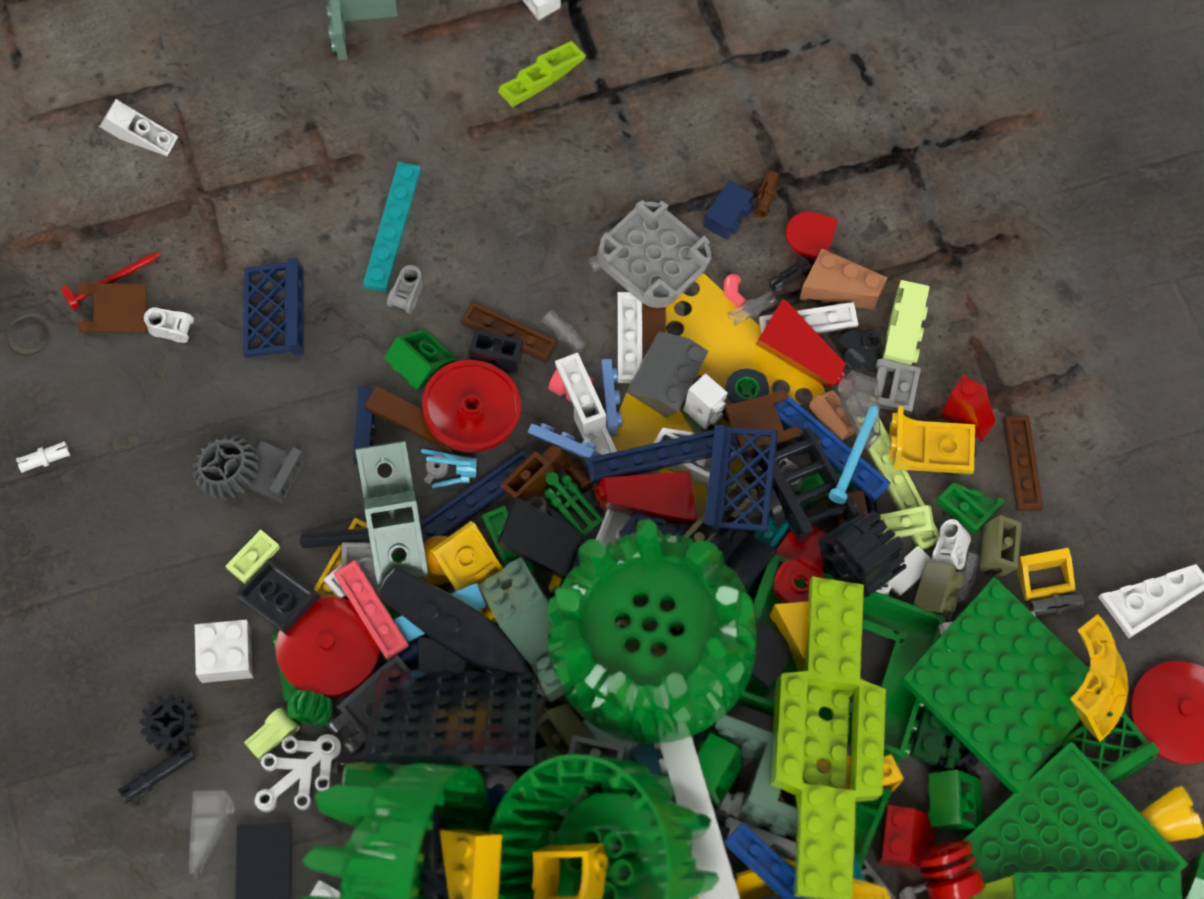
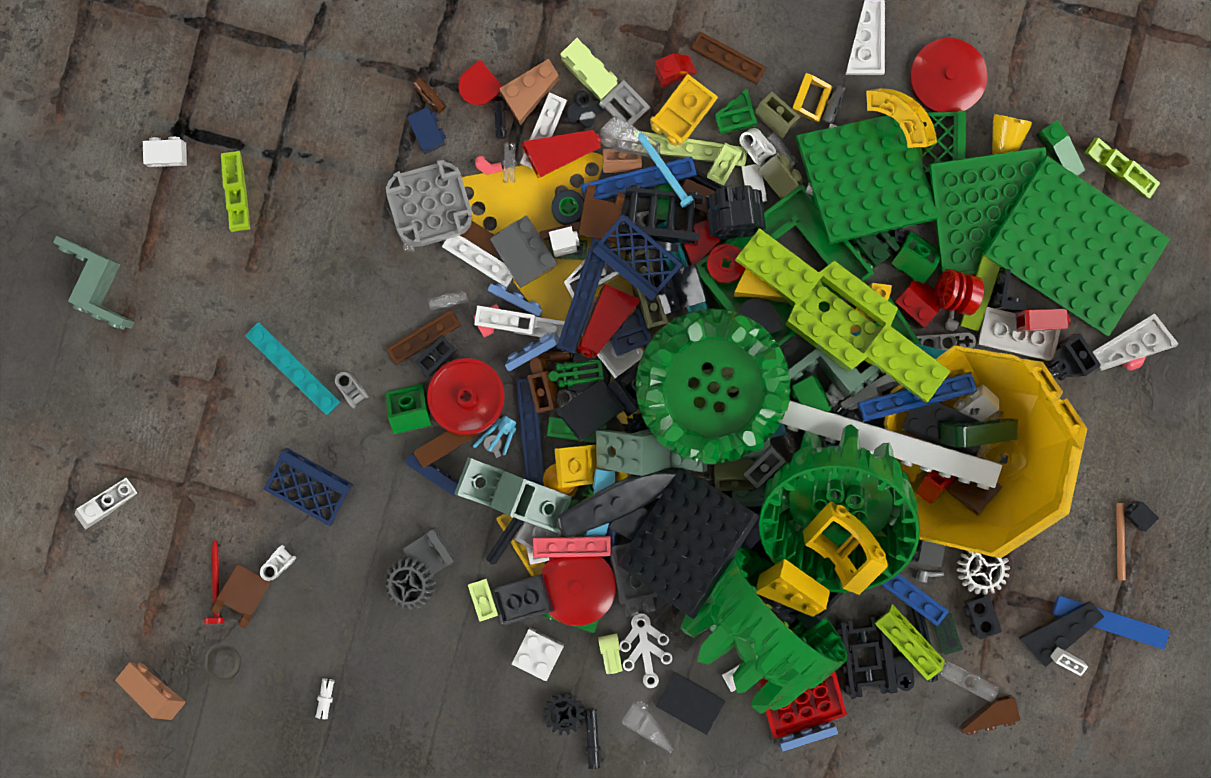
camera: 50 degrees left, 20 degrees up
(309, 707) = (611, 621): green gear -> none

